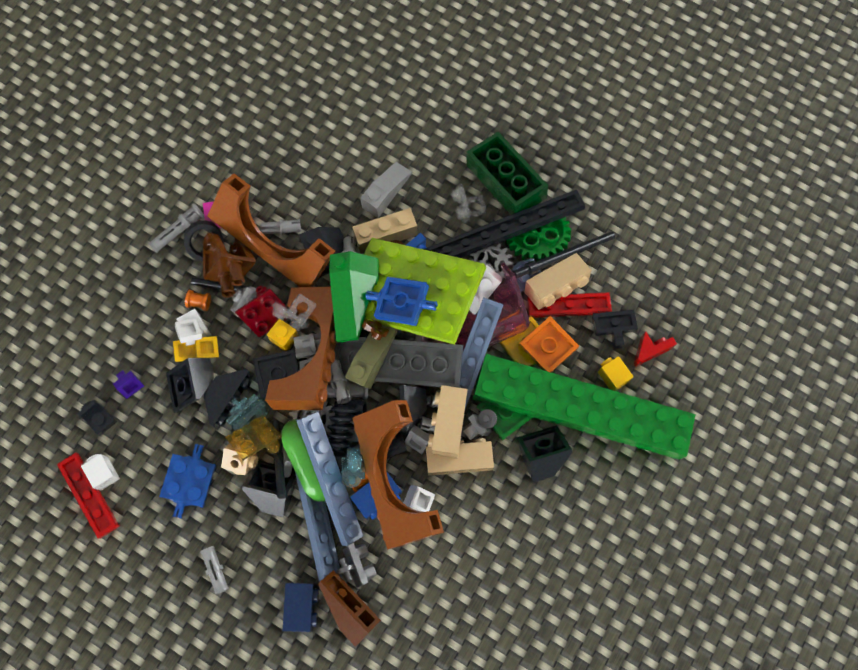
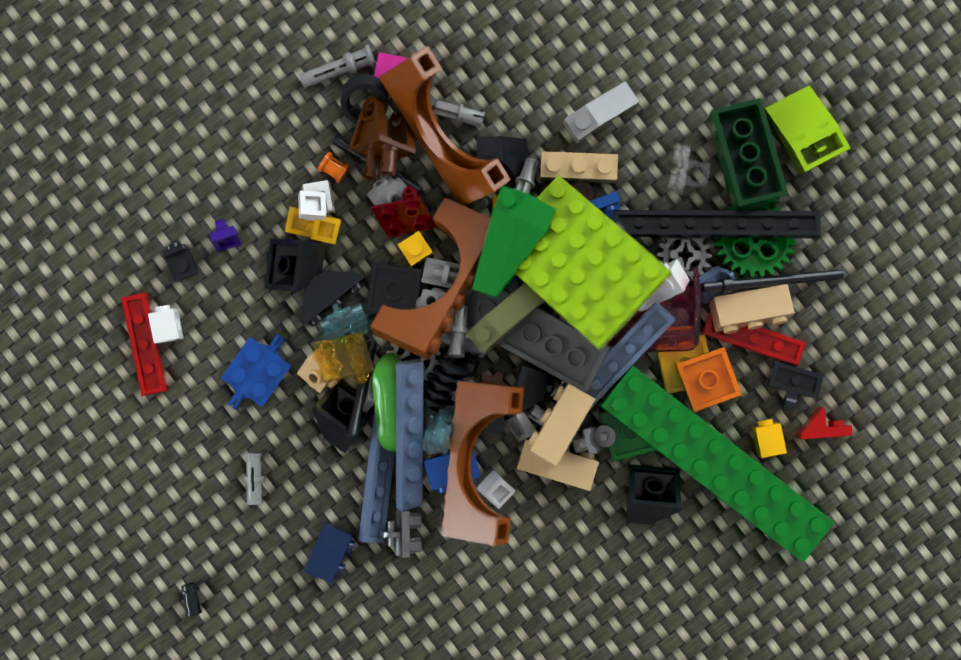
camera: 25 degrees right, 15 degrees up
(297, 321) = (436, 240): clear bracket -> none
(348, 609) = (378, 576): reddish brown slope -> none
(375, 328) = (520, 292): reddish brown piece -> none
(401, 301) = (561, 276): blue plate -> none
(543, 145) = (806, 129): none -> lime slope

